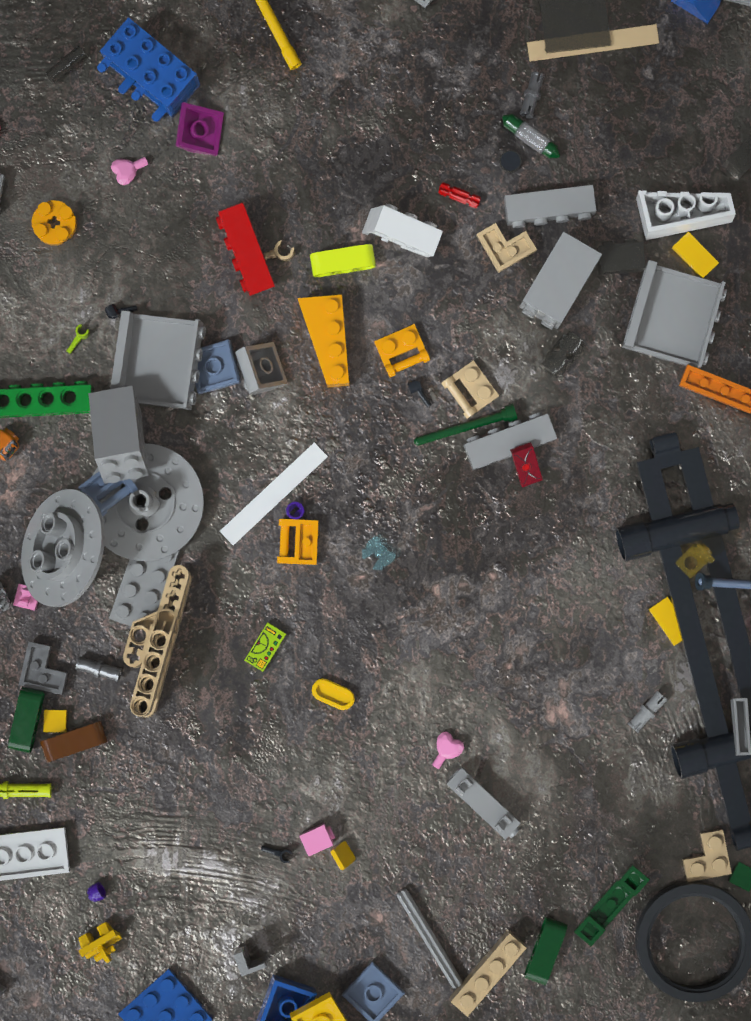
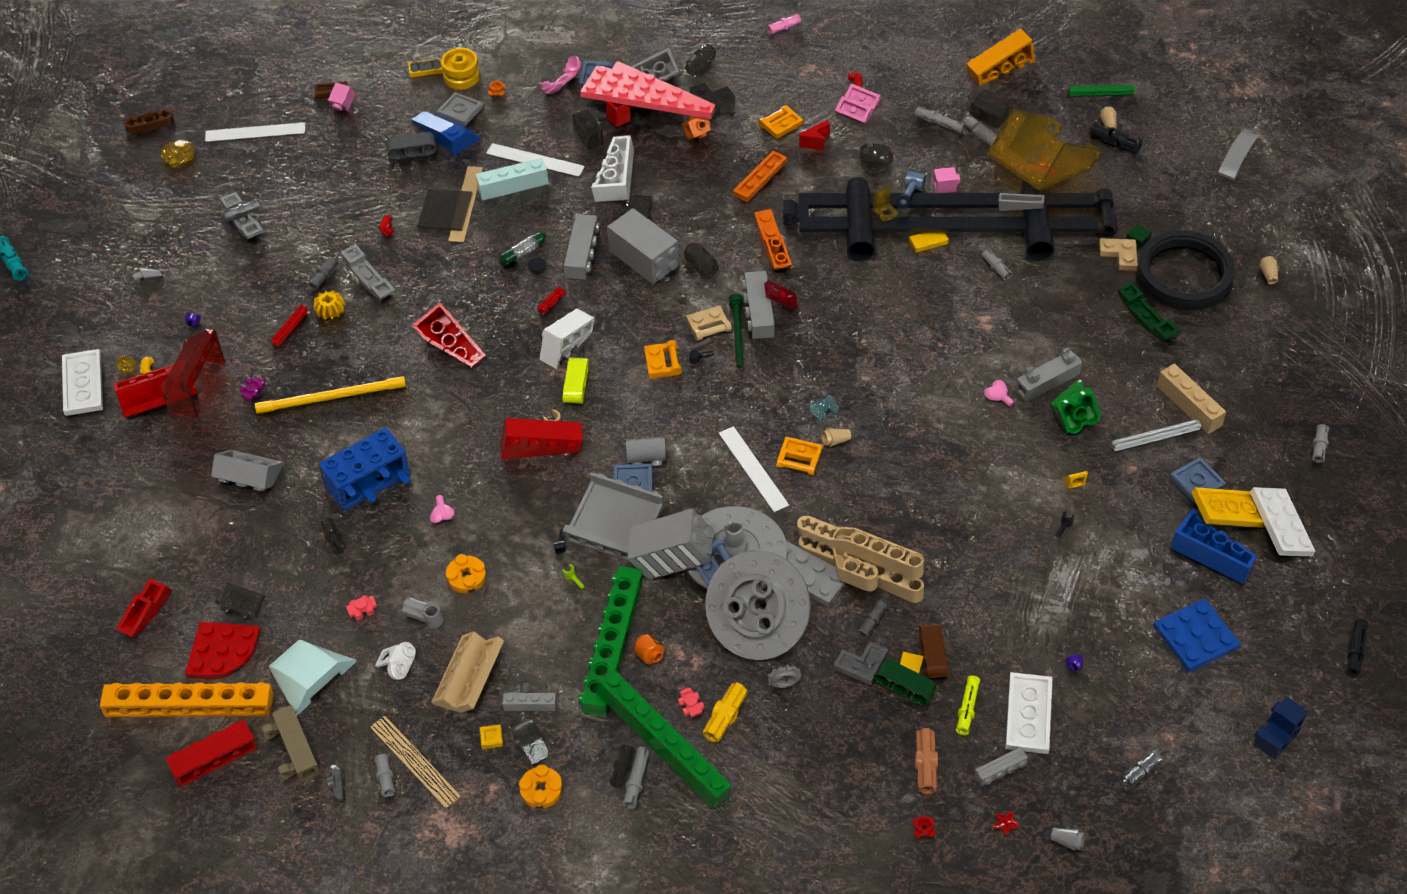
camera: 80 degrees left, 35 degrees down
(24, 598) = (792, 659): bright pink tile -> none
(92, 947) = (1131, 663): yellow hips -> none
(199, 129) = (430, 452): magenta slope -> none
(244, 961) = (1155, 554): light grey panel -> none
(265, 647) = (883, 497): lime tile -> none
(298, 514) = (775, 451): dark purple hinge -> none
(317, 839) = (1057, 491): bright pink brick -> none
(327, 331) = (636, 399): light orange wedge -> none
(333, 694) = (935, 460): yellow tile -> none
(334, 576) = (833, 437): none -> tan cone
(374, 90) = (446, 333): none -> red wedge
(435, 841) = (1076, 408): none -> green piece
(503, 252) = (606, 281): tan plate -> none
(532, 94) = (491, 241): flat silver pin -> none
(545, 951) = (1168, 354): dark green beam -> none
(615, 433) = (772, 240): none -> orange slope
(638, 87) = (512, 179): none -> light aqua brick
(674, 316) = (693, 193): light grey panel -> none
(688, 104) = (523, 156): none -> white sticker
(695, 255) = (651, 175): yellow tile -> none

